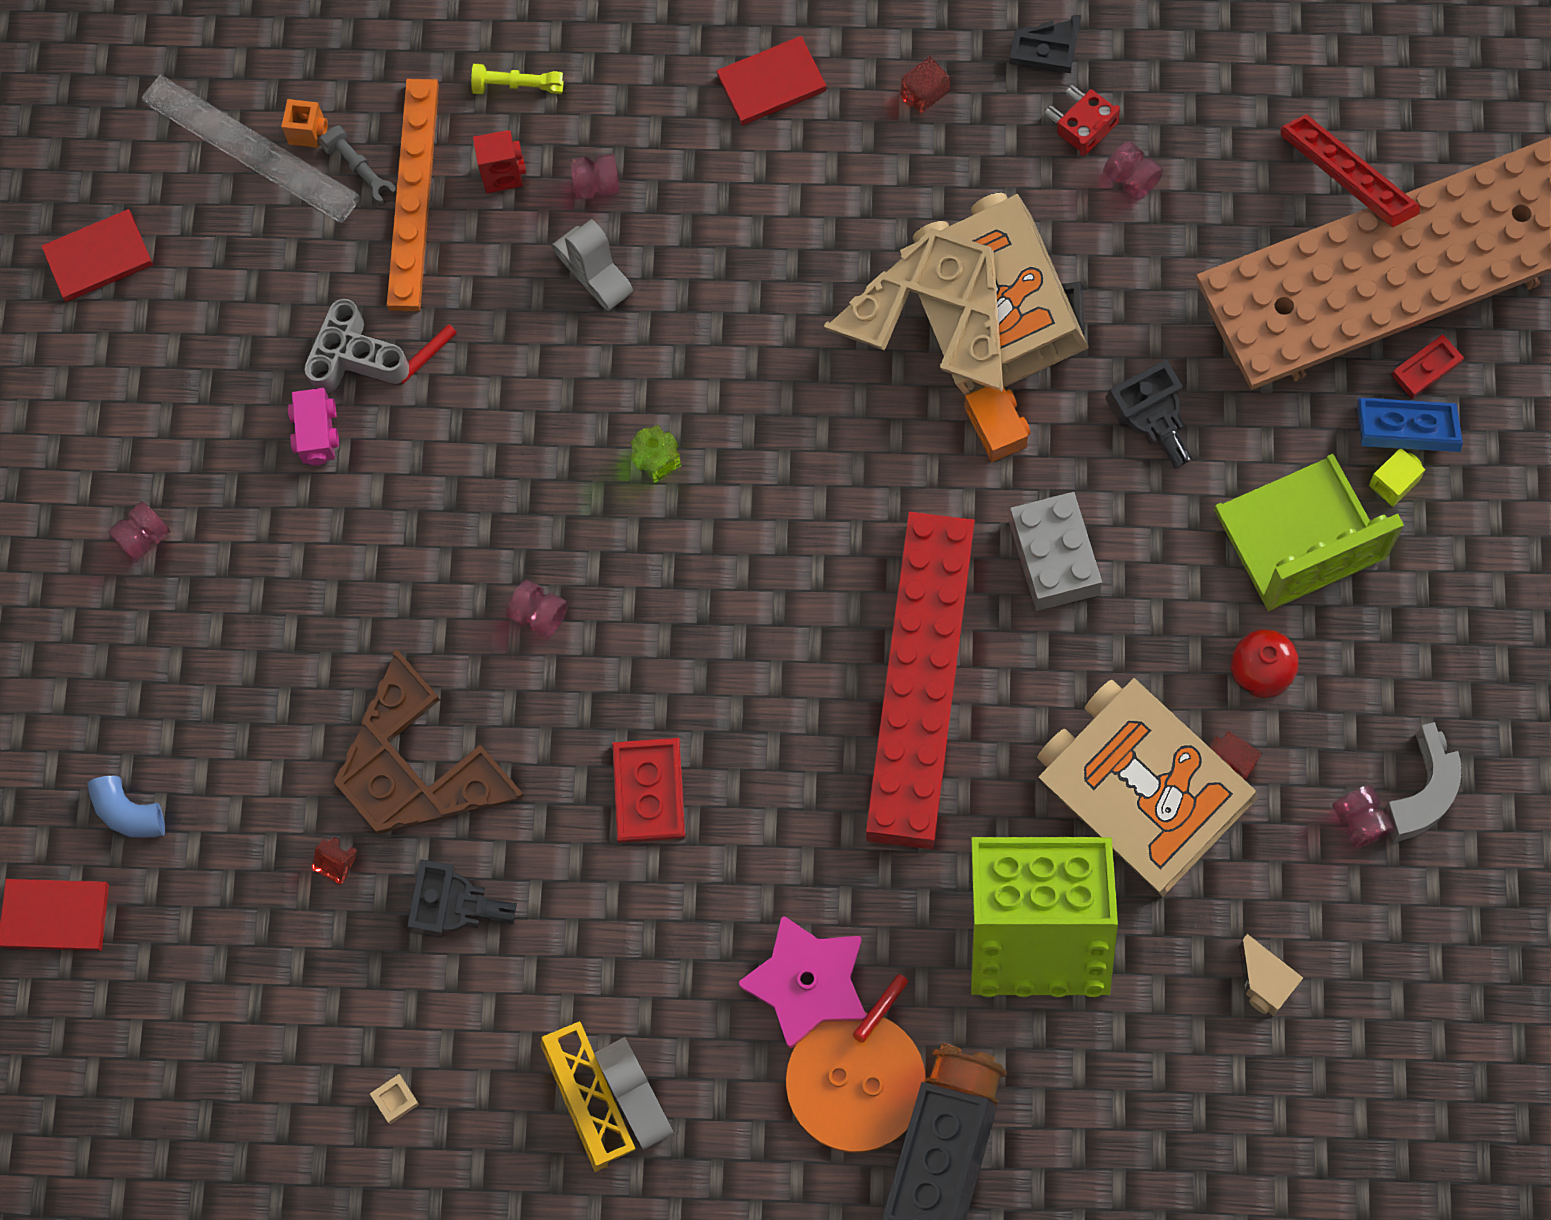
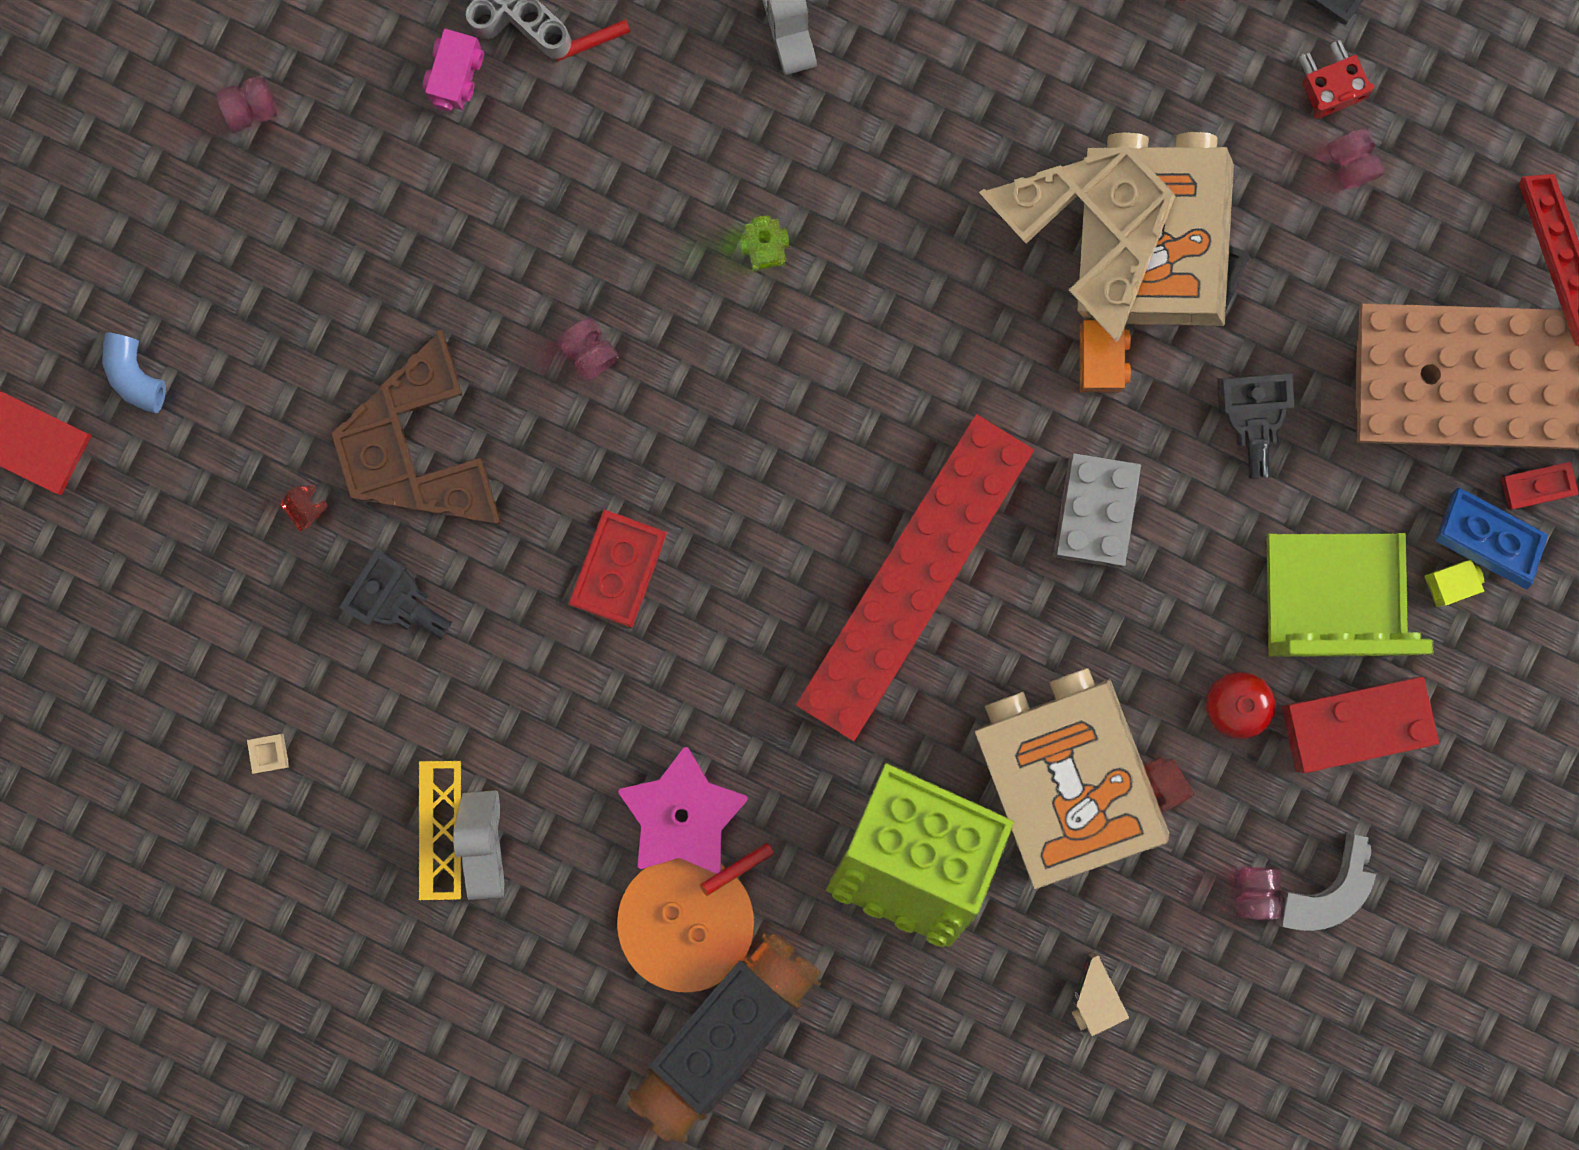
camera: 25 degrees right, 15 degrees up
(1377, 631) = (1360, 724): none -> red brick

